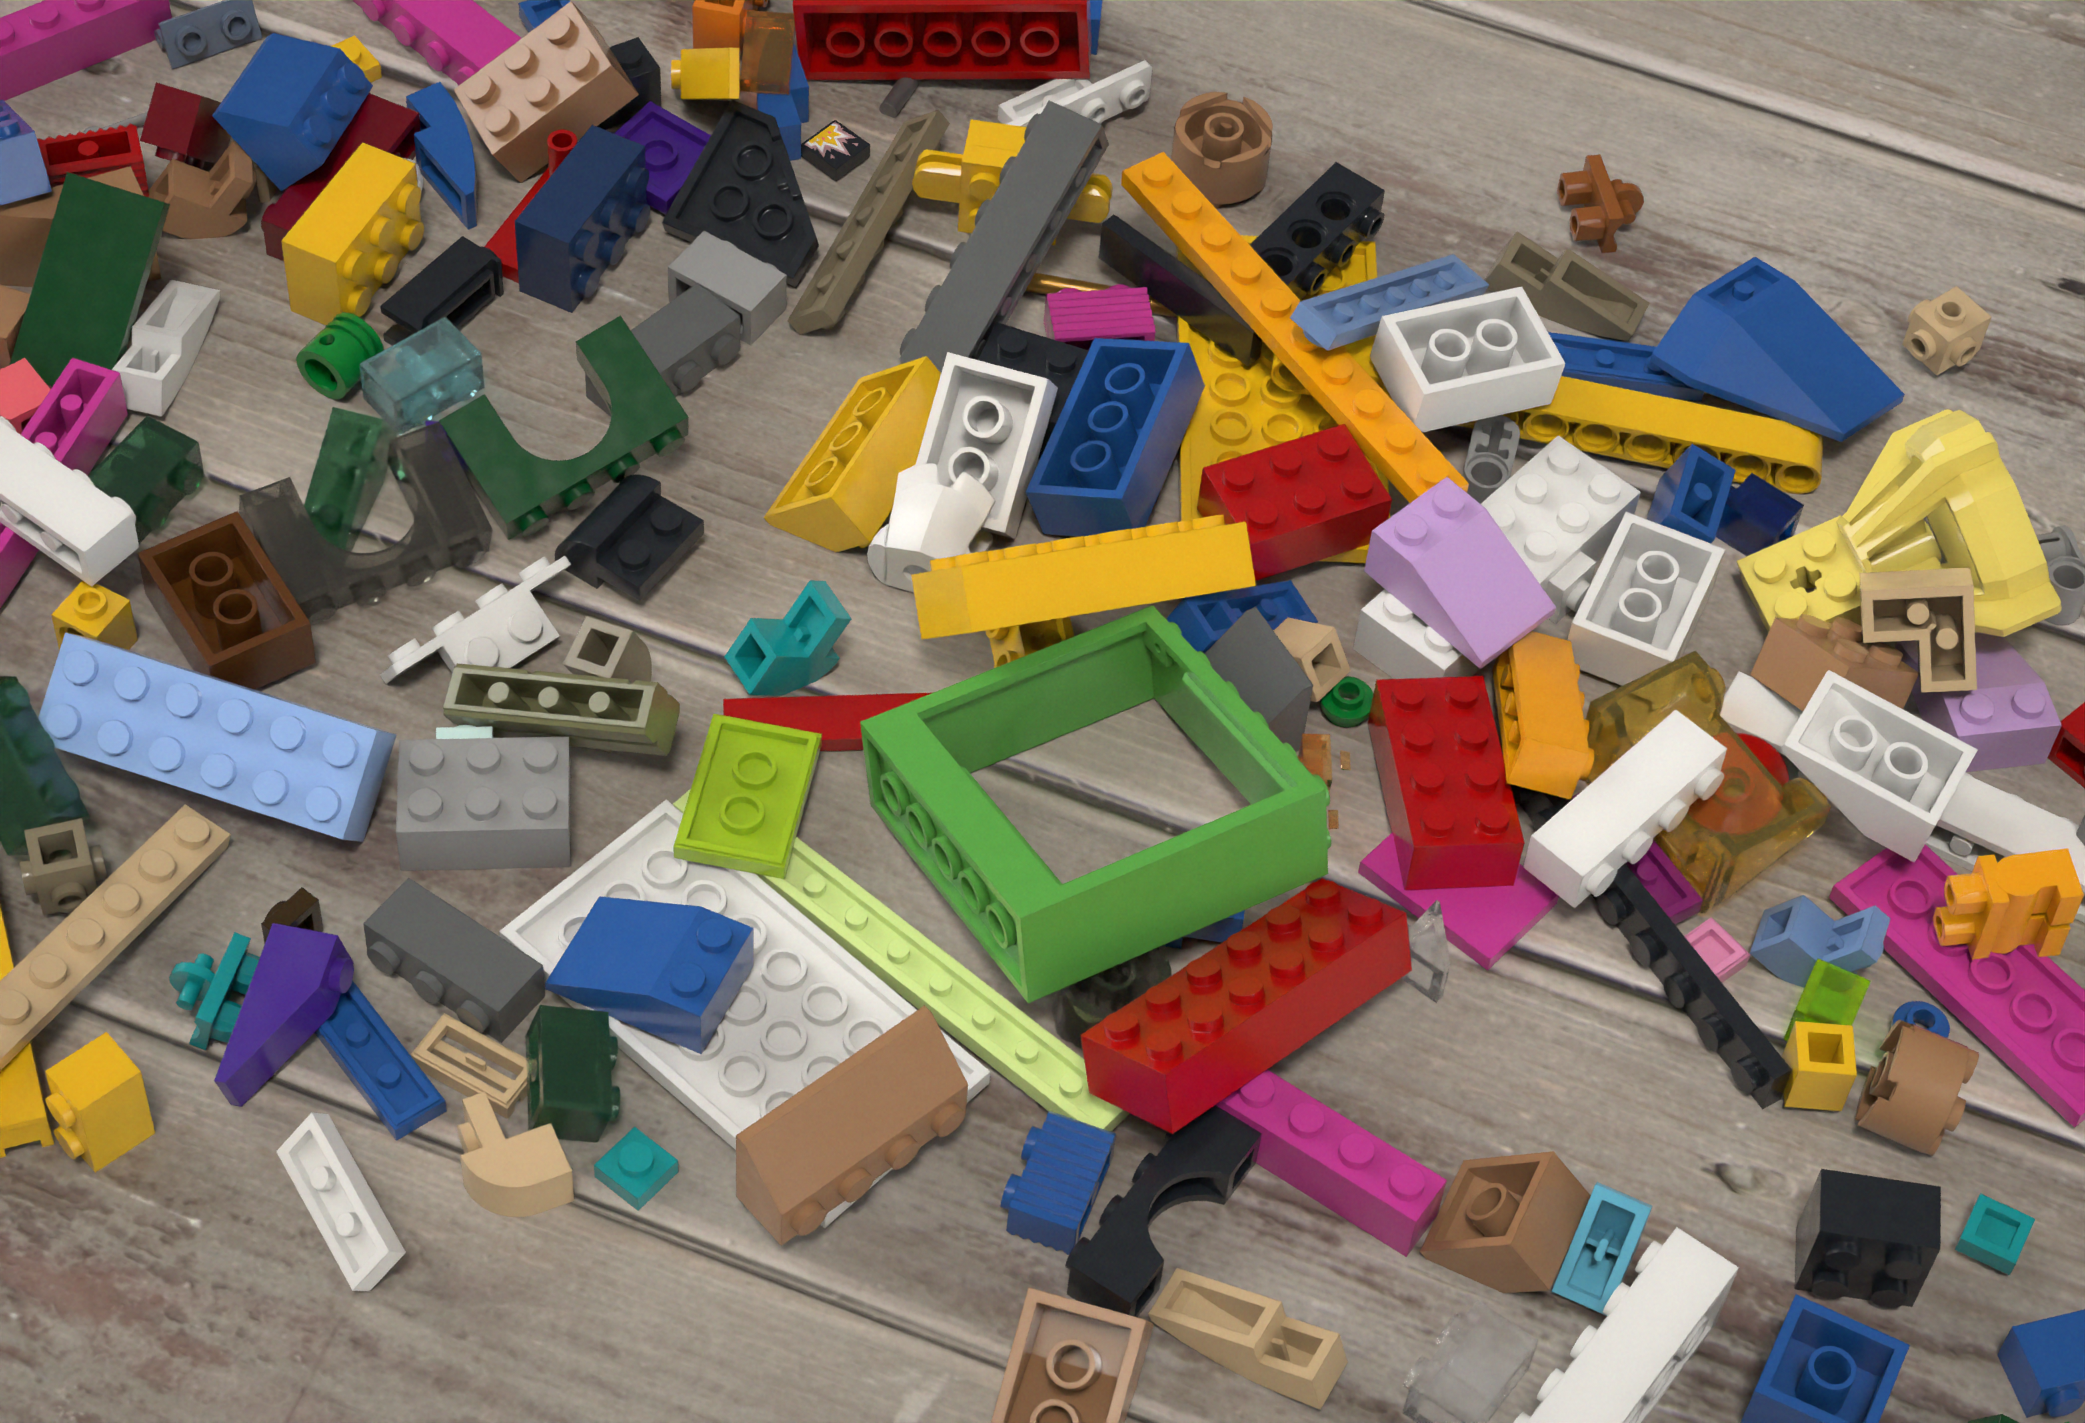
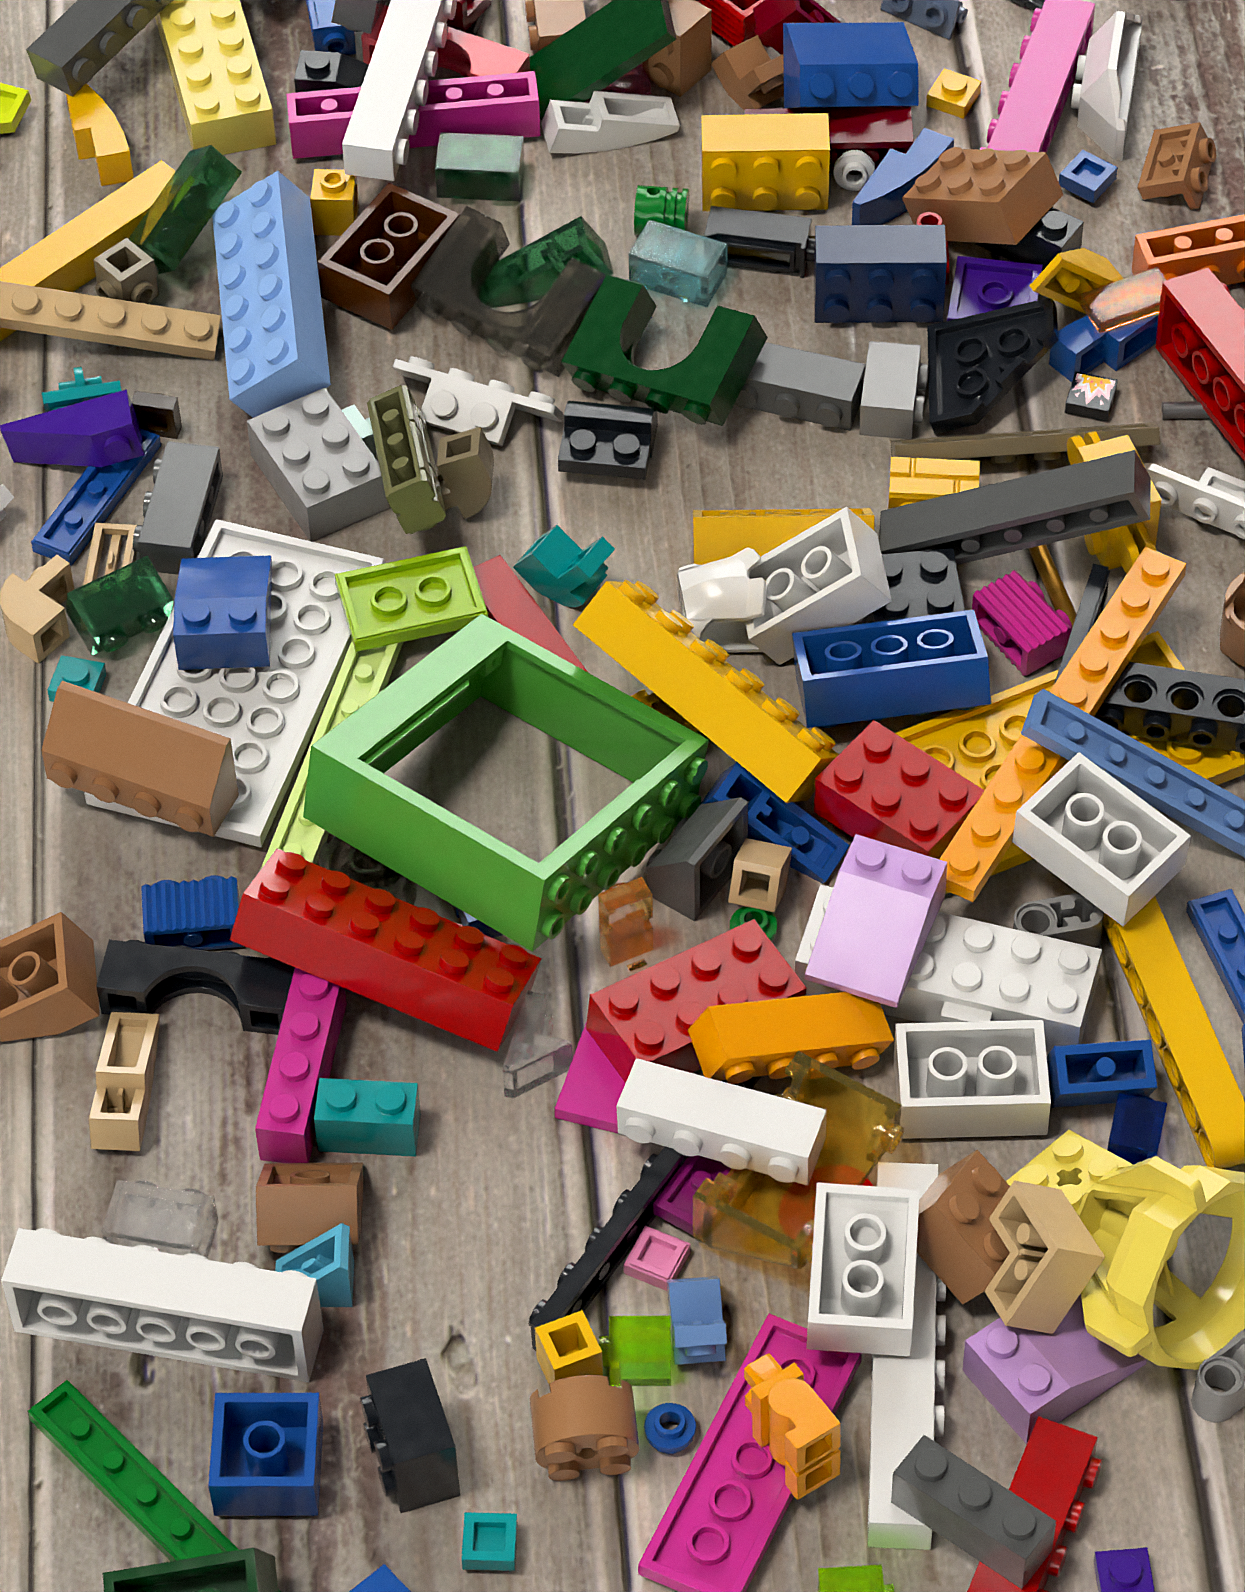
camera: 70 degrees right, 0 degrees up
(882, 314) = (926, 478): none -> yellow brick
(1433, 1111) = (367, 1117): none -> teal brick

